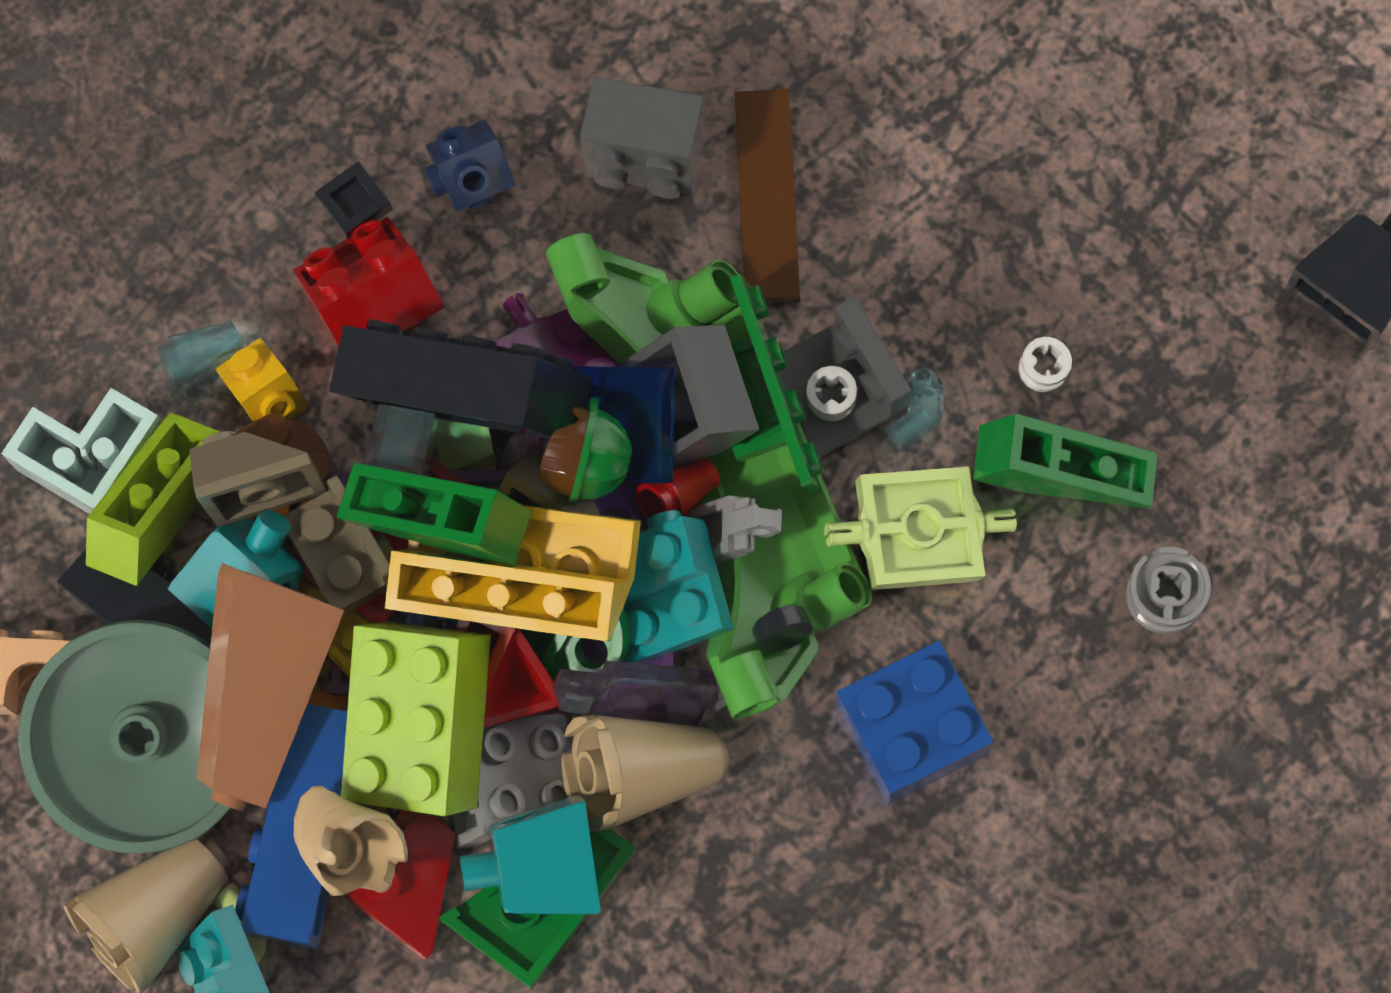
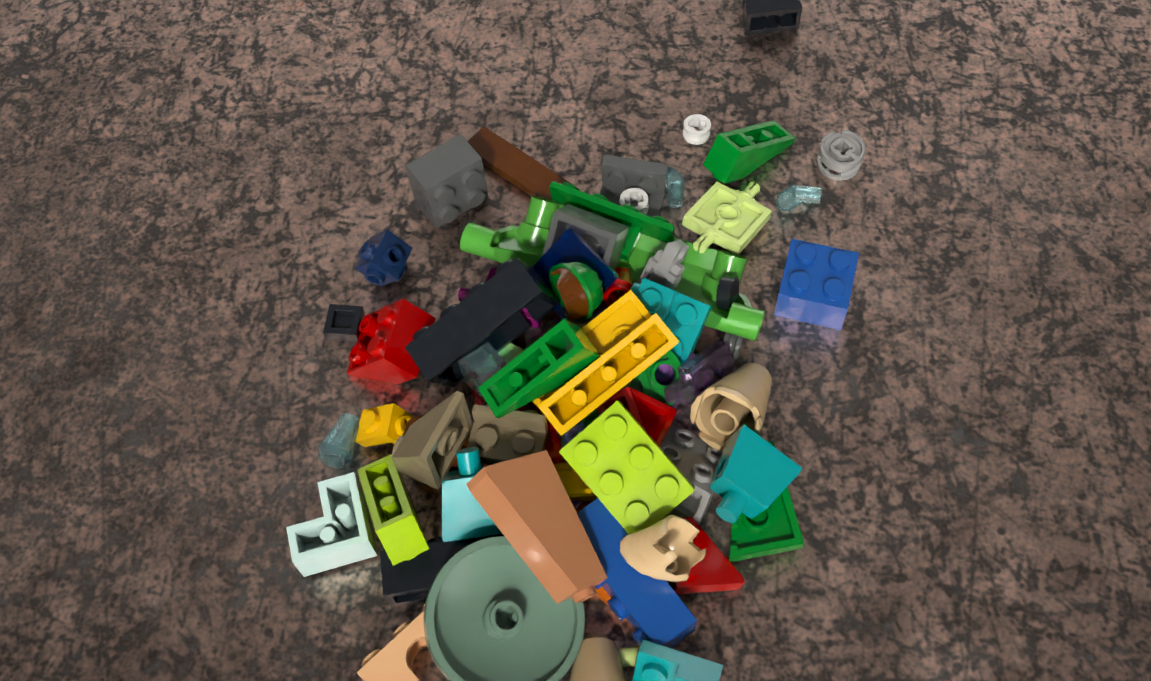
camera: 50 degrees left, 15 degrees down
(1049, 584) = (797, 194): none -> clear light blue arm

